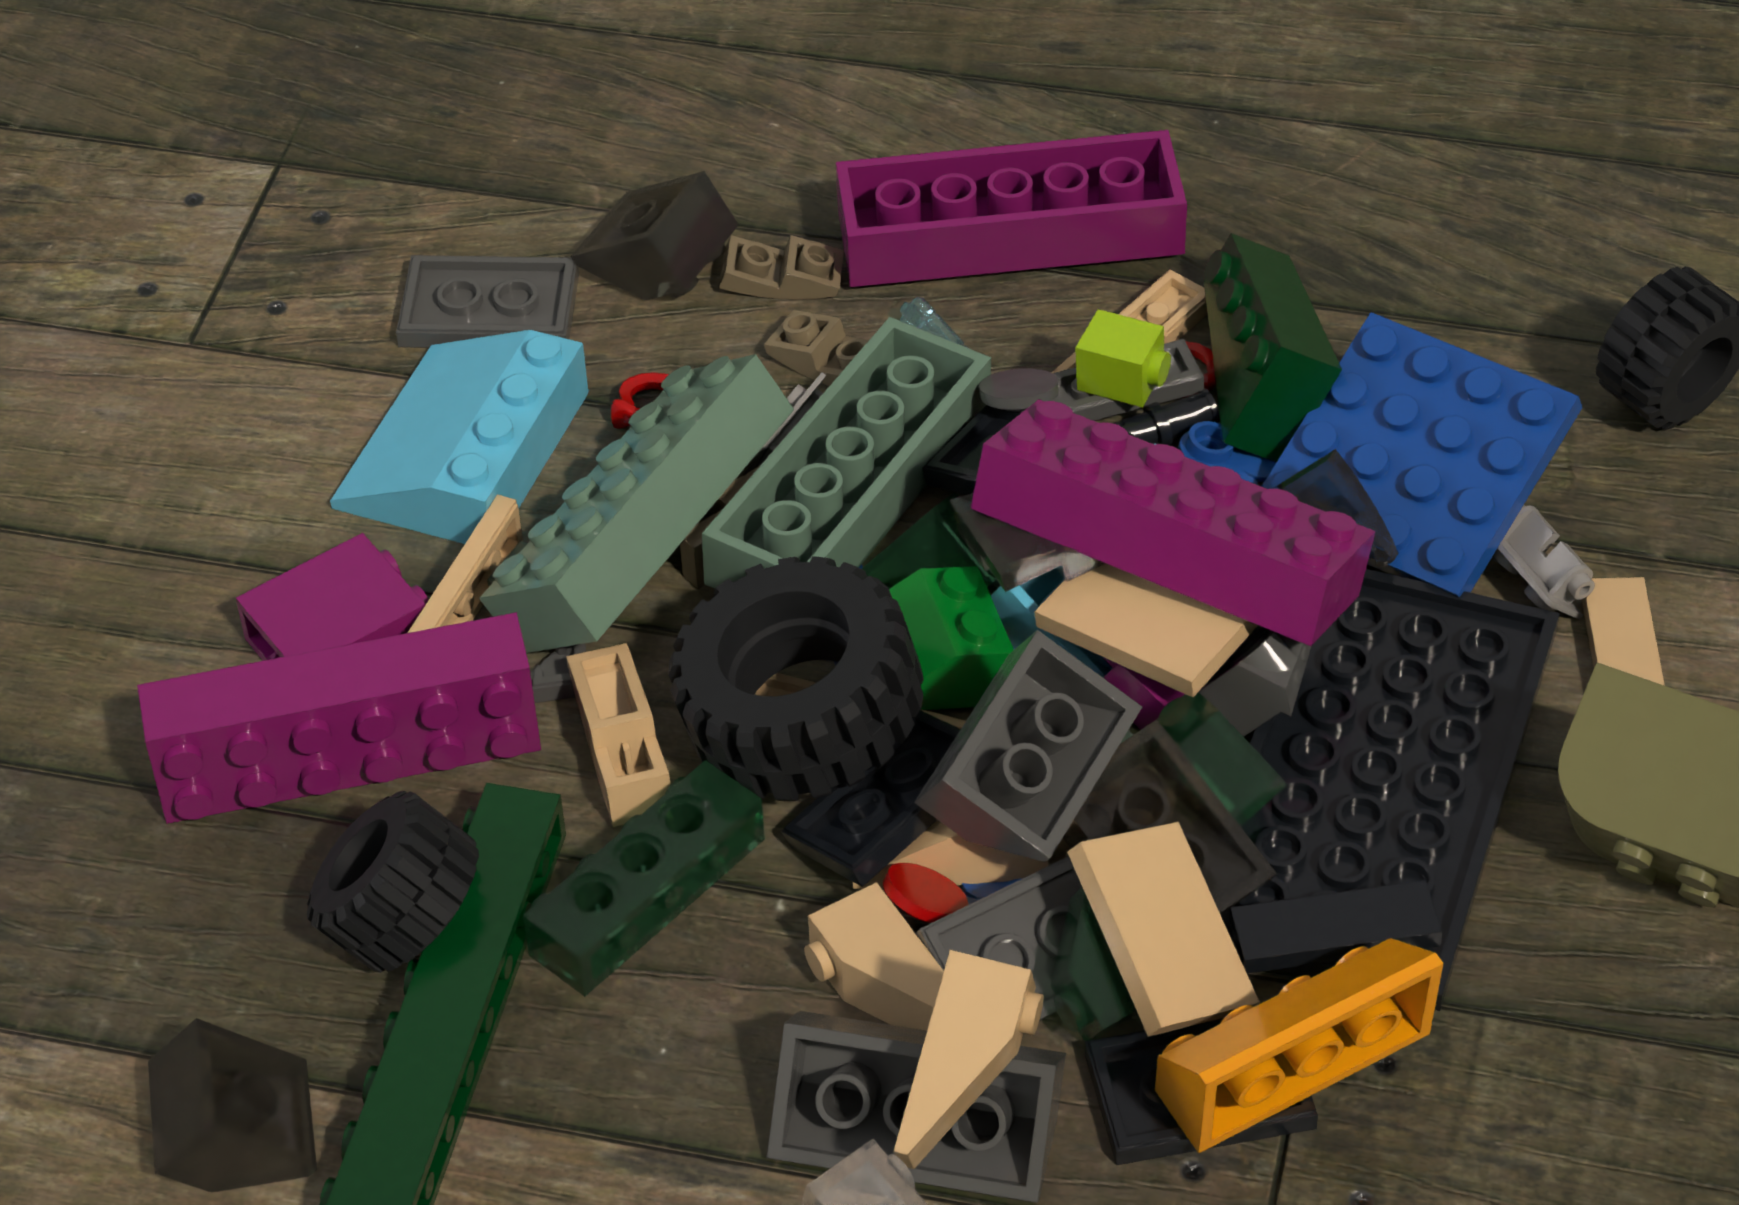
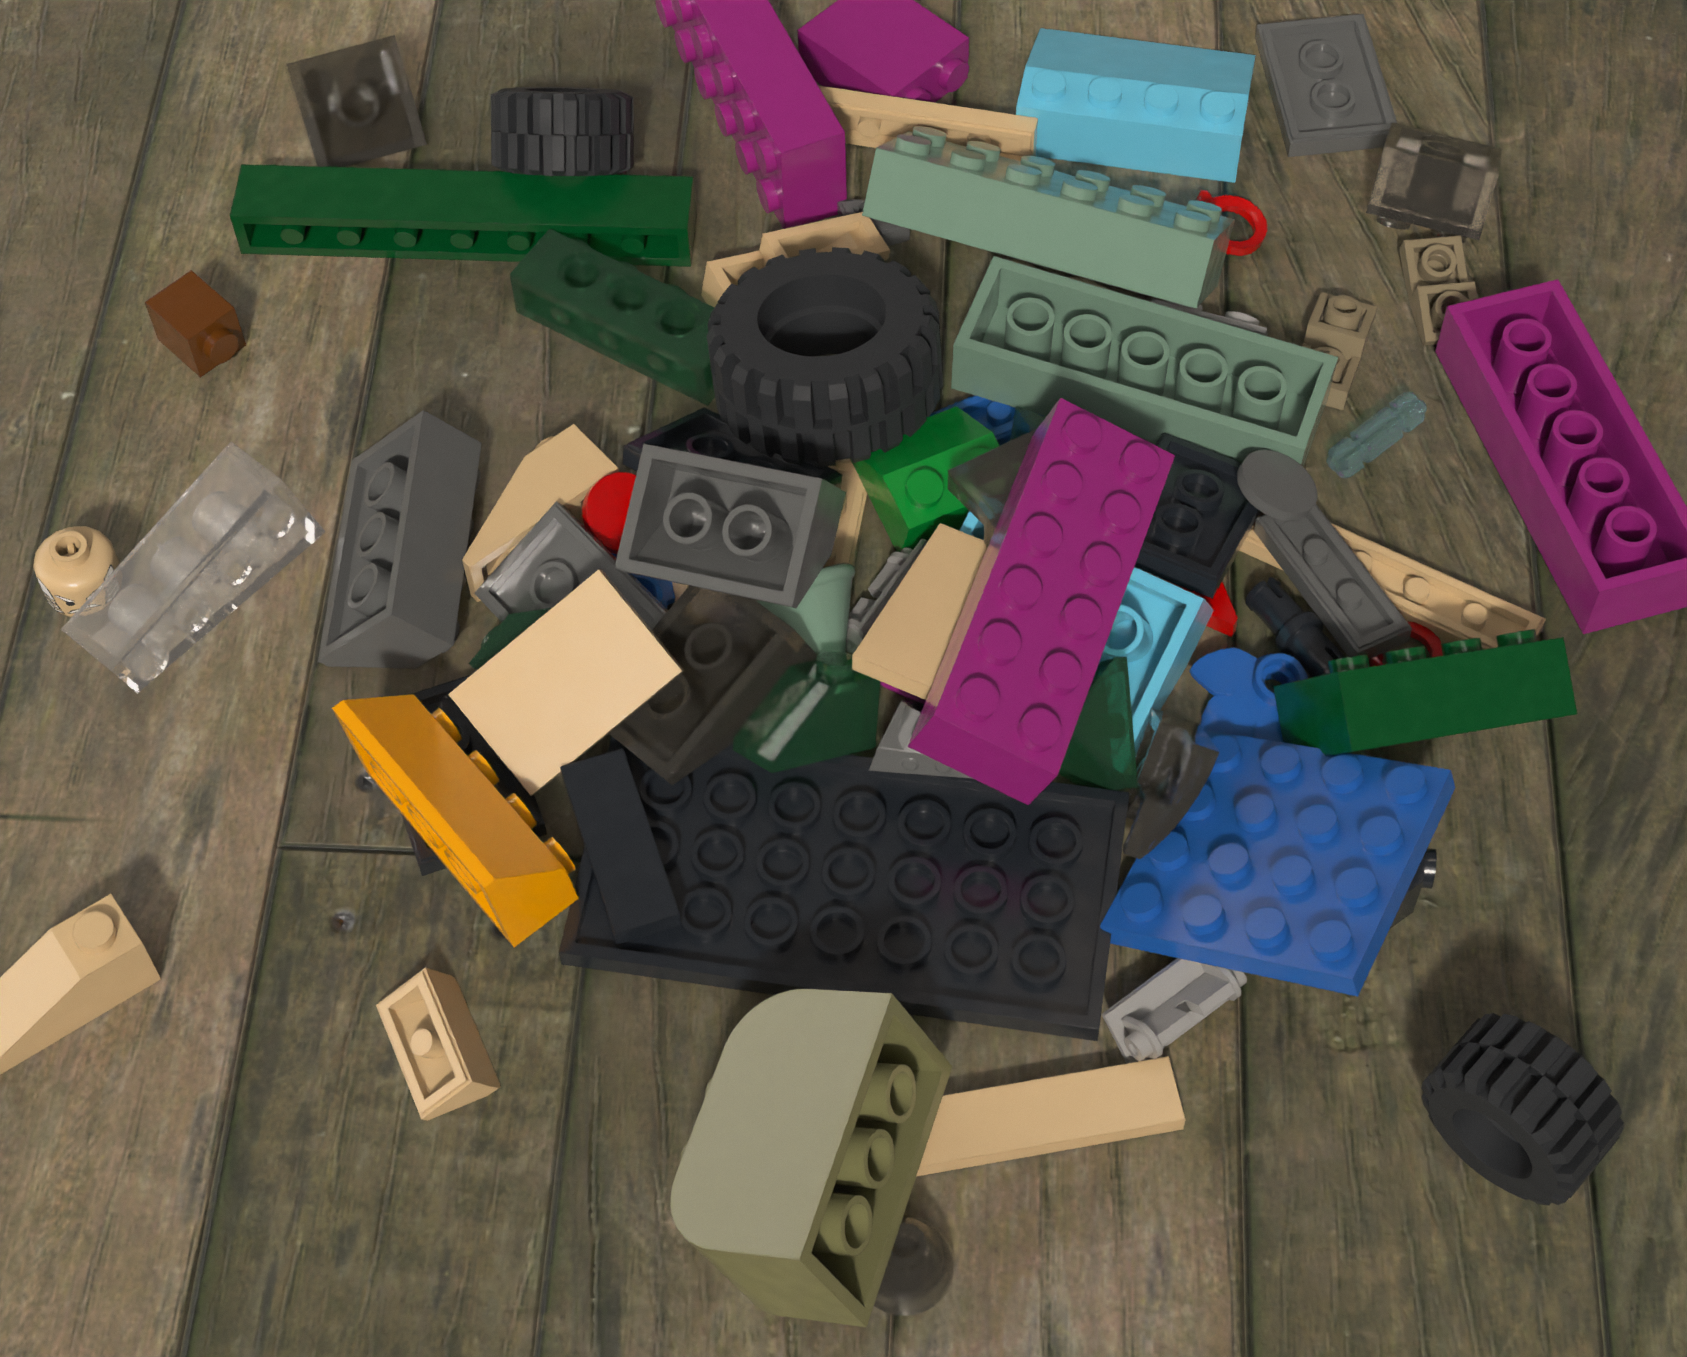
camera: 80 degrees right, 10 degrees up
(968, 1043) = (393, 528): tan slope -> none
(1121, 358) = (1336, 560): lime brick -> none
(1520, 1122) = (437, 1044): none -> tan slope

